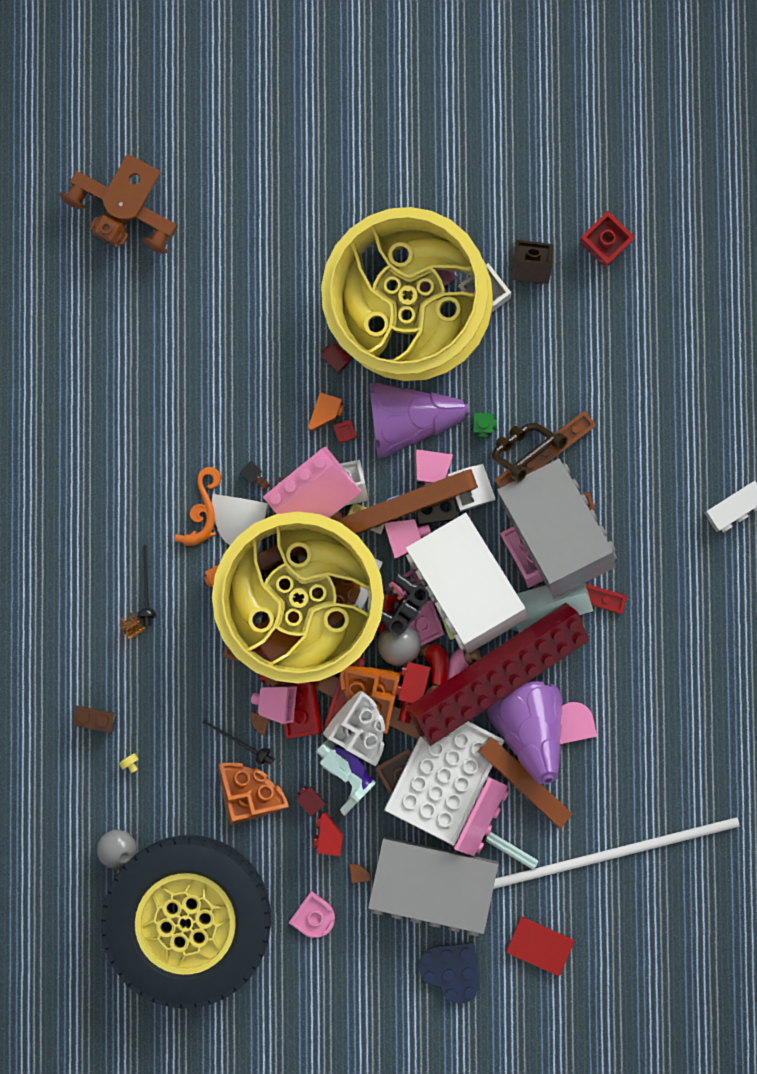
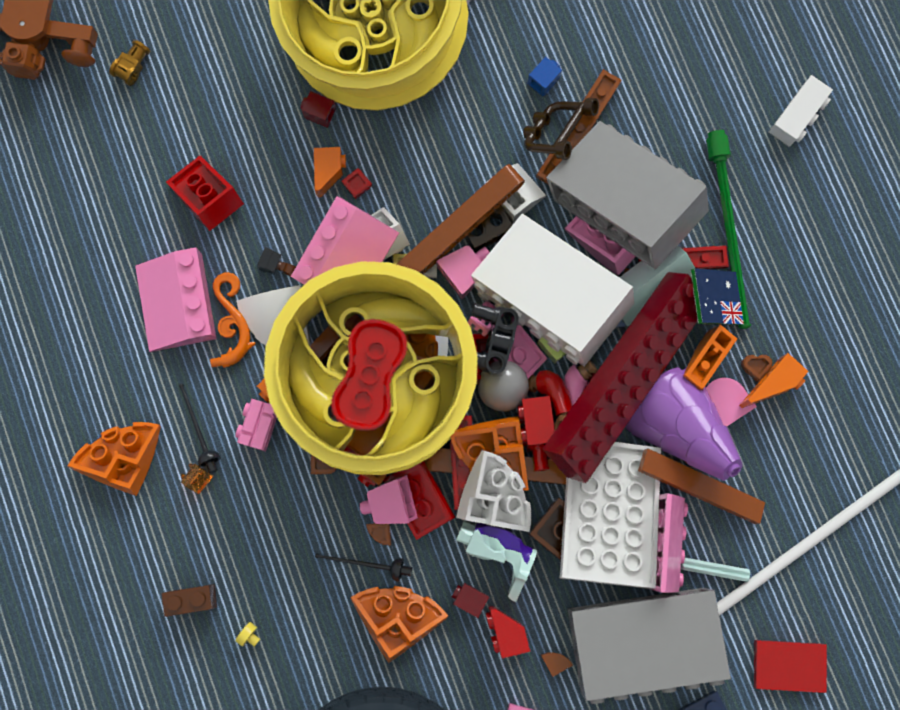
camera: 30 degrees left, 5 degrees down
(78, 586) = (119, 456): none -> orange brick
(164, 476) = (175, 300): none -> bright pink slope
(194, 601) = (257, 425): none -> bright pink brick
(195, 261) = (128, 65): none -> pearl gold connector
(218, 395) = (205, 192): none -> red slope
(284, 618) = (364, 393): none -> red plate
(410, 416) = (422, 141): medium lavender cone -> none
(431, 466) = (462, 182): bright pink torso -> none
(483, 424) = (502, 121): green brick -> none
(534, 398) = (544, 76): none -> blue brick
(571, 682) = (709, 355): none -> orange slope
(604, 637) = (721, 293): none -> flag
(611, 703) = (756, 366): none -> dark orange tile
(623, 722) = (781, 378): none -> orange slope

